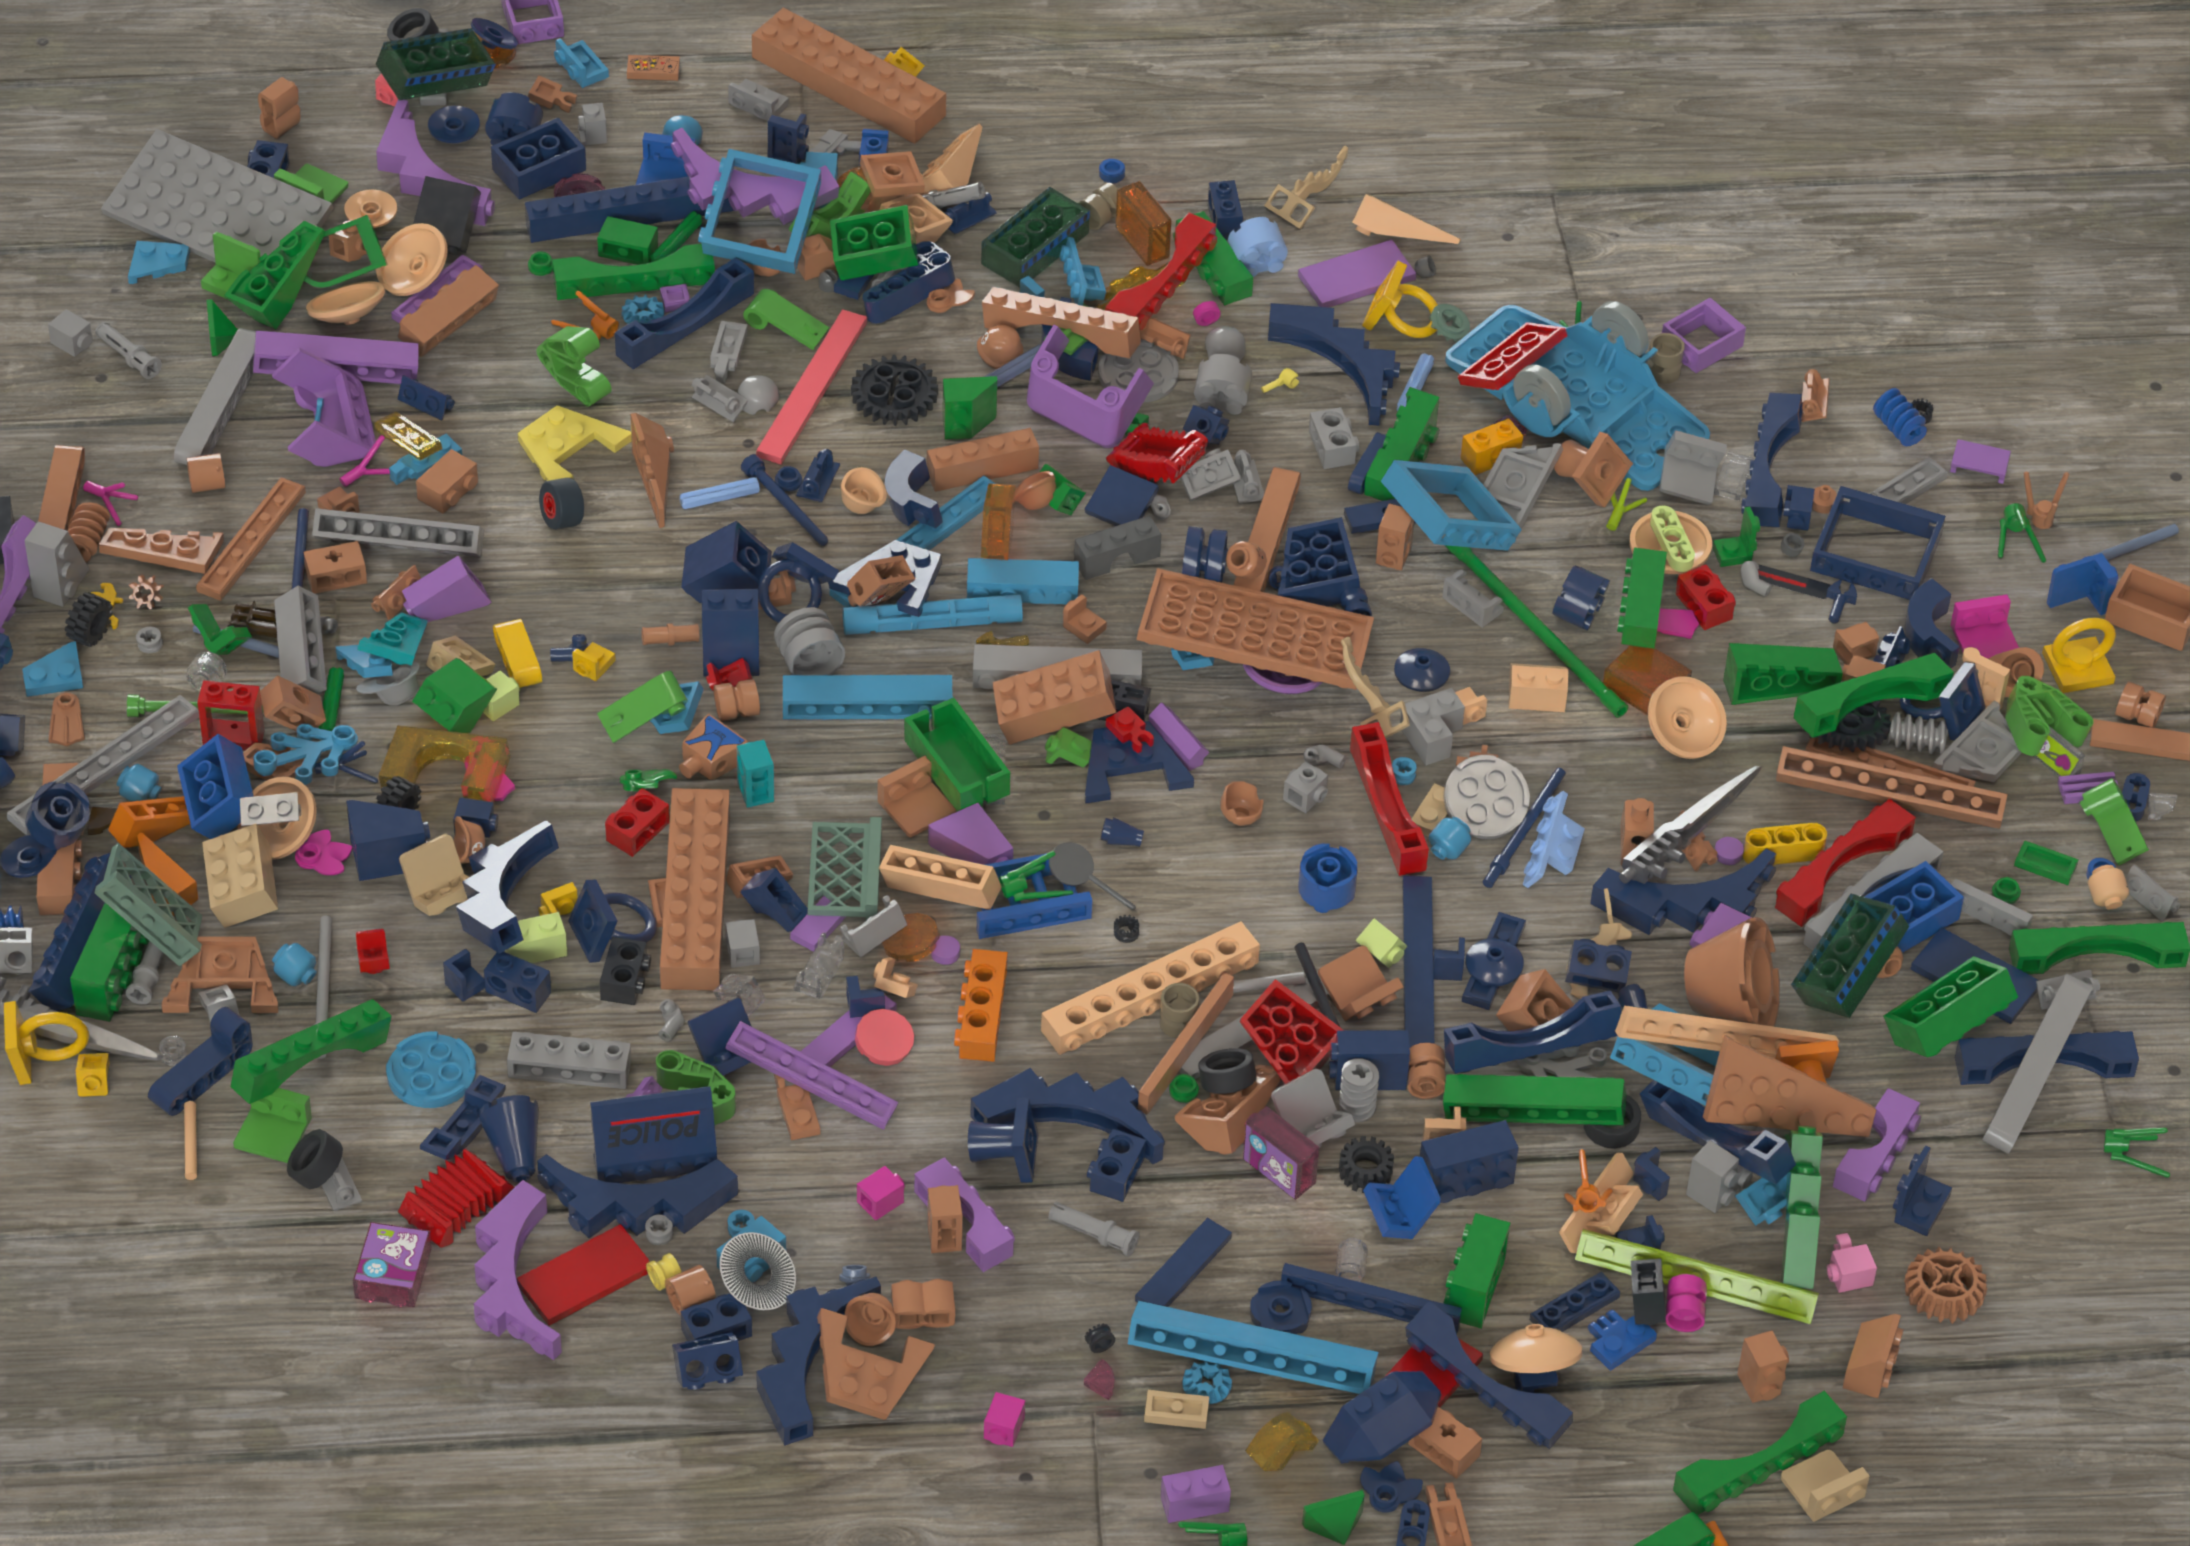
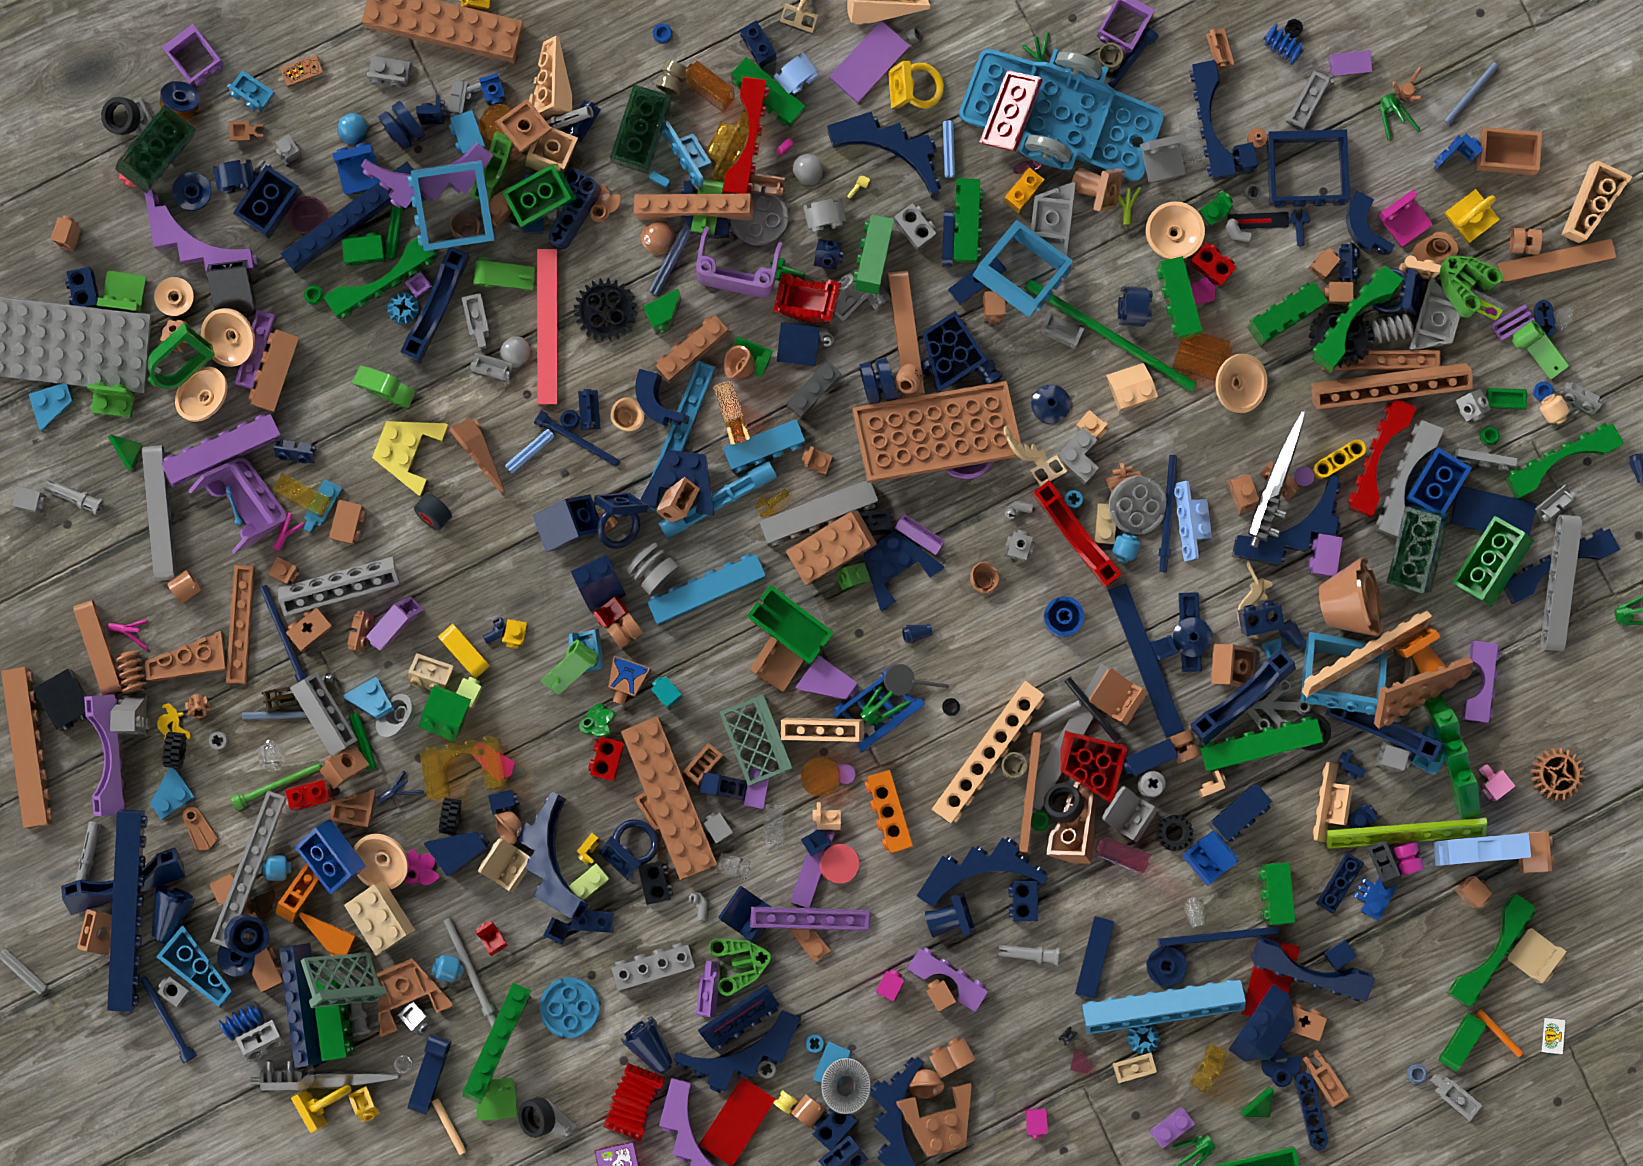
camera: 20 degrees left, 35 degrees up
(216, 640) = (265, 728): green bracket -> none
(270, 809) = (378, 871): light grey hinge -> none
(274, 283) = (146, 402): green wedge -> none
(339, 740) = (372, 795): dark azure plant -> none
(397, 640) = (384, 680): teal wing -> none
(465, 1122) = (610, 1043): dark blue slope -> none
(602, 323) = (382, 333): orange plant -> none
(670, 634) = (554, 590): nougat pin -> none
(743, 134) = (400, 126): none -> dark blue wheel
(853, 1273) = (901, 1054): sand blue plate -> none
(875, 929) = (796, 782): light grey hinge -> none
(1129, 726) = (886, 546): red plate -> none
(1265, 436) = (874, 254): none -> brick
(1382, 943) = (1118, 656): yellowish green brick -> none
(1447, 312) = (957, 80): sand green gear -> none
(1536, 1350) = (1338, 948): light nougat dish -> none
(1587, 1195) = (1324, 813): orange plant -> none
(1674, 528) = (1191, 239): yellowish green beam -> none
(1727, 359) = (1149, 36): none -> dark blue piece
(1798, 1297) = (1482, 849): none -> light blue tile
(1919, 1196) = (1520, 712): dark blue bracket -> none
(1996, 845) = (1473, 405): none -> light grey brick

